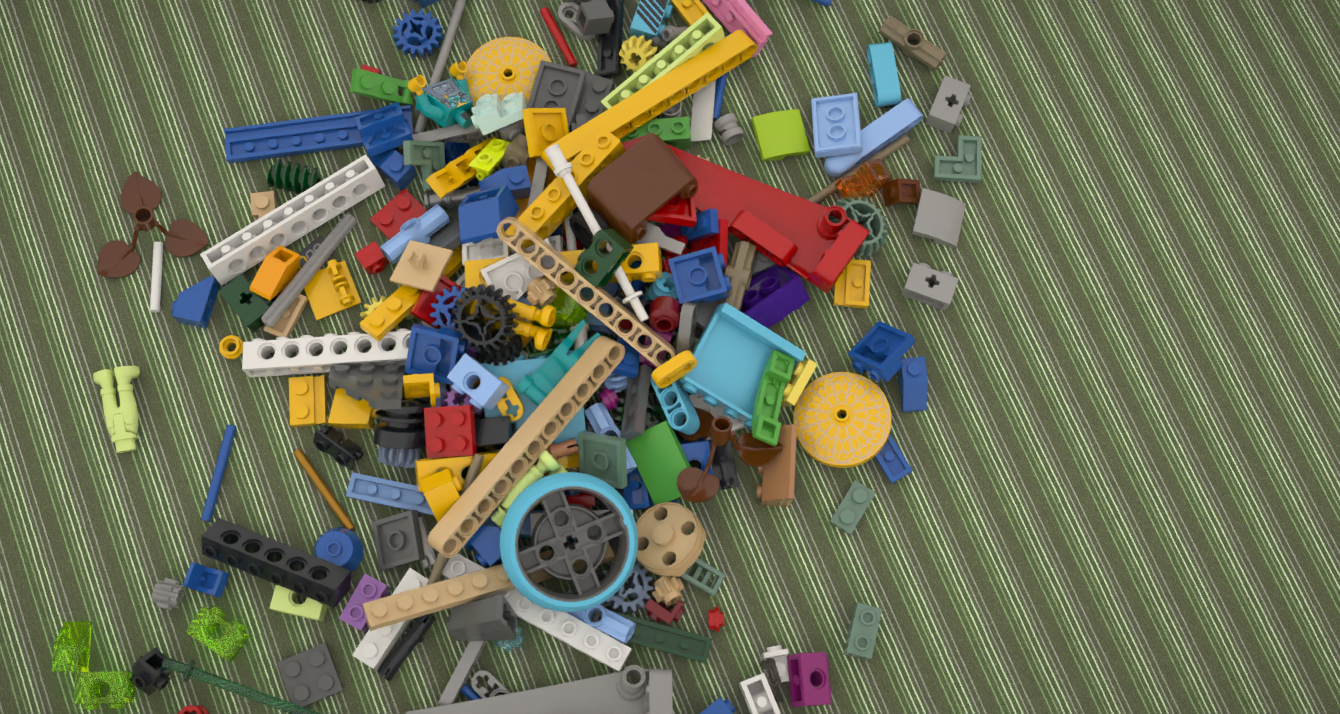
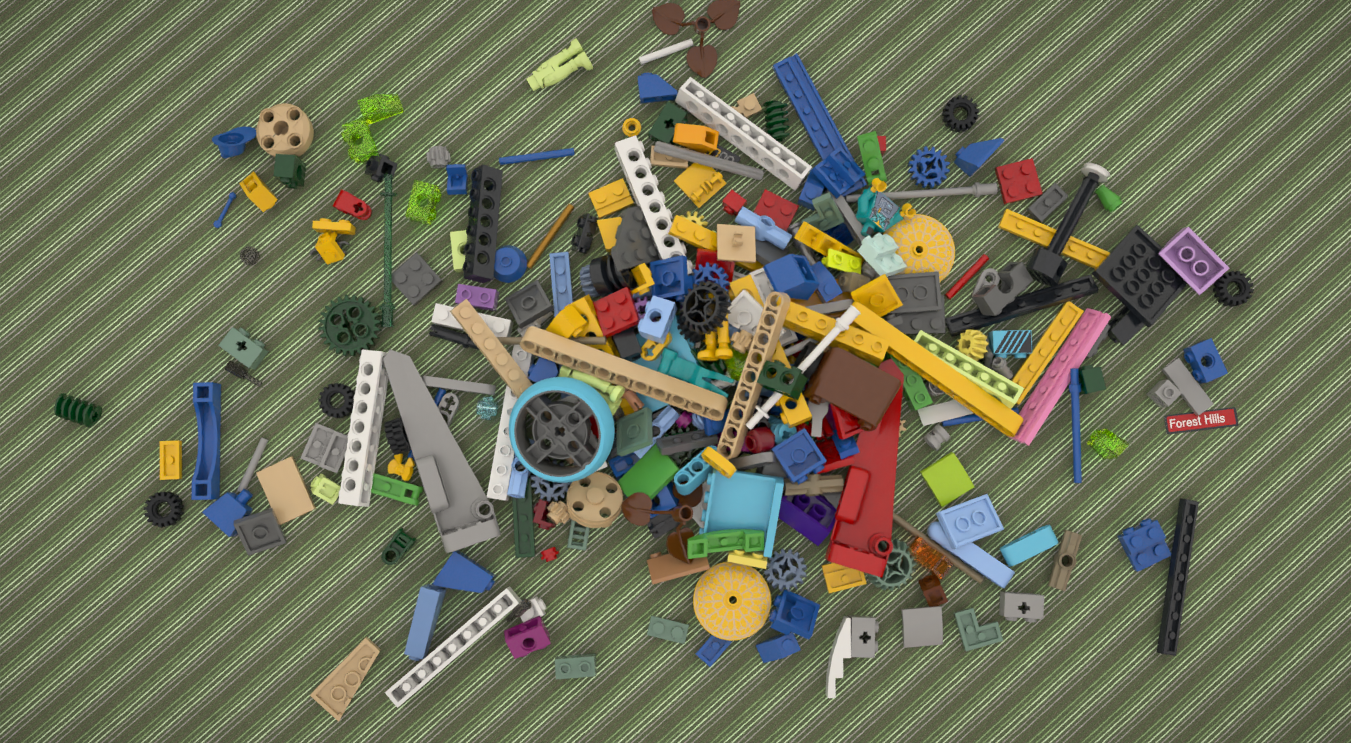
camera: 75 degrees right, 10 degrees up
(483, 620) = (488, 387): dark grey slope -> none
(830, 336) = (793, 572): none -> sand blue gear
(936, 315) = (840, 649): none -> white slope

